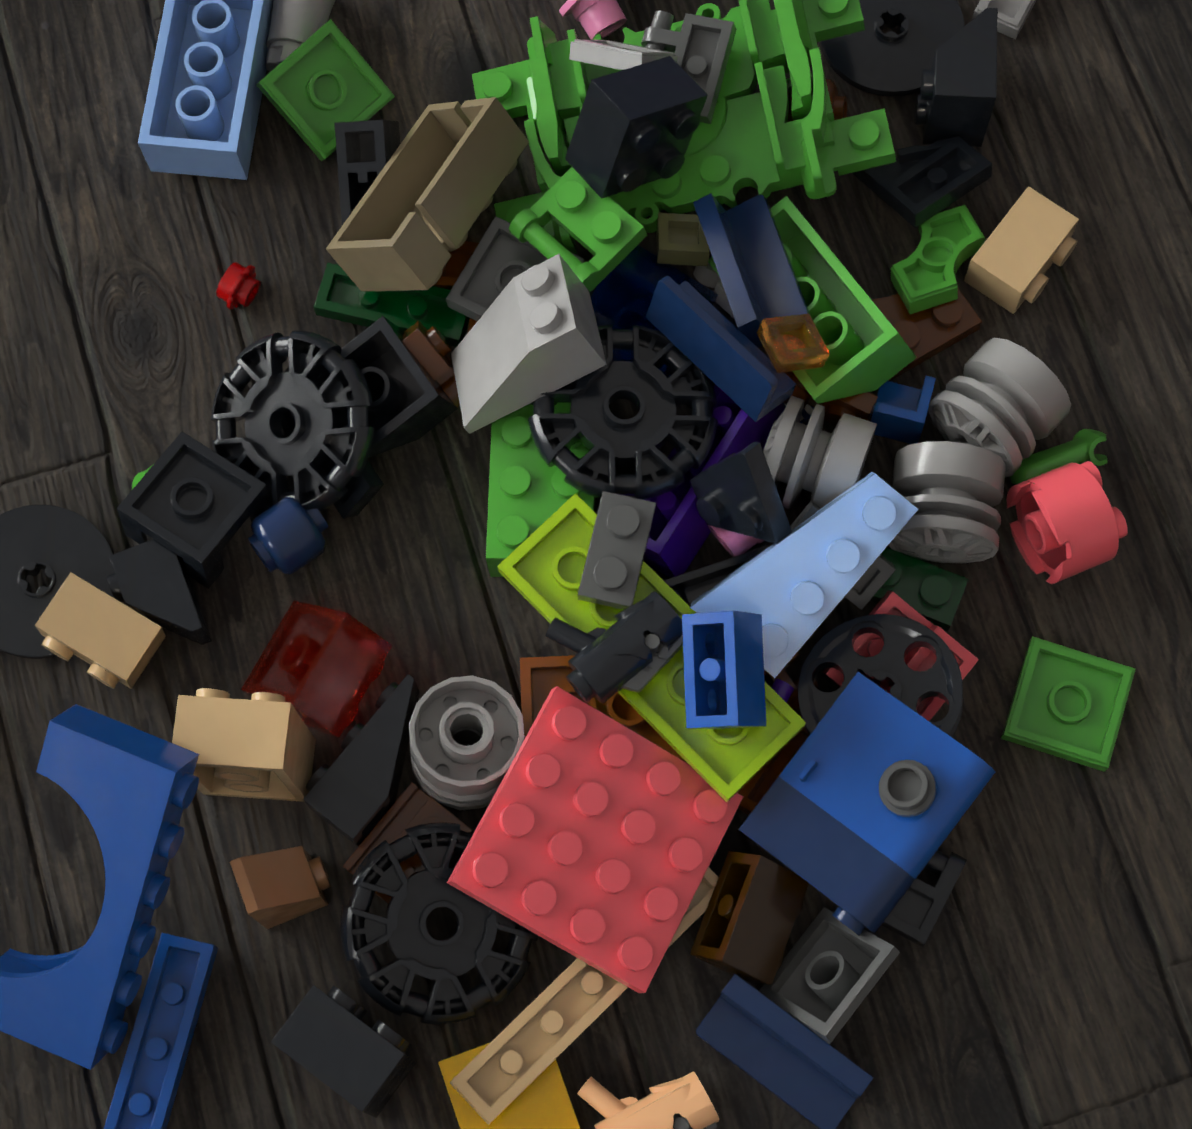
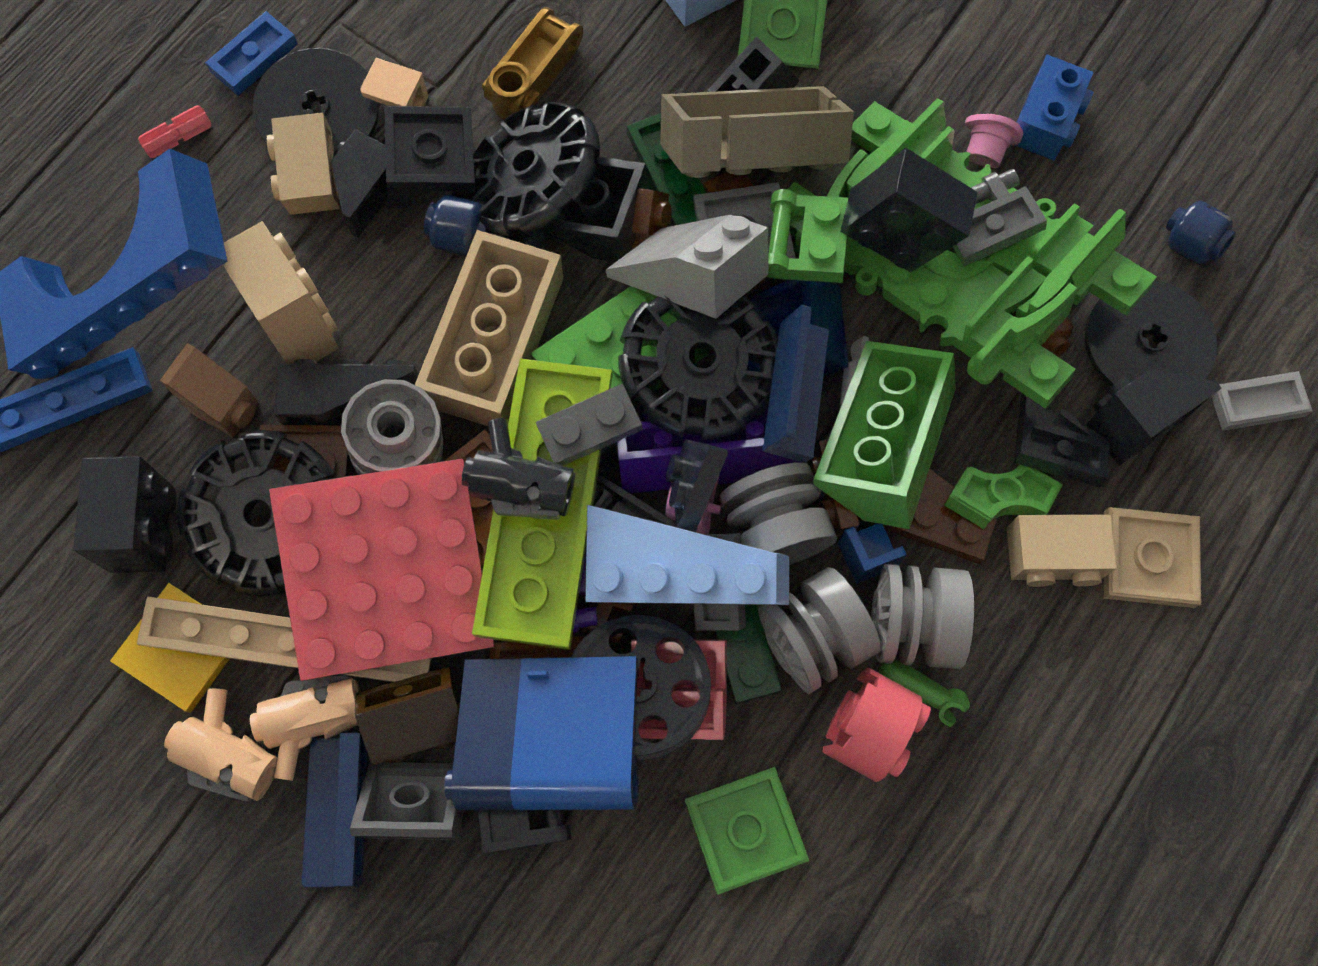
camera: 45 degrees right, 0 degrees up
(88, 489) = (394, 85): none -> light nougat panel
(171, 348) = (532, 63): none -> pearl gold piece
(238, 286) = (606, 73): red plate -> none
(320, 665) = (381, 312): clear red slope -> none
(397, 540) = (489, 326): none -> tan brick
(614, 54) = (955, 163): light grey tile -> none
(671, 1017) = (303, 712): none -> light nougat piece
(681, 240) = (866, 312): olive plate -> none
(723, 670) = (549, 558): blue brick -> none
(750, 262) = (877, 368): dark blue panel -> none
(793, 343) = (840, 432): clear orange plate -> none
(907, 788) = (567, 752): dark grey plate -> none
(1088, 181) = (1155, 558): none -> tan tile

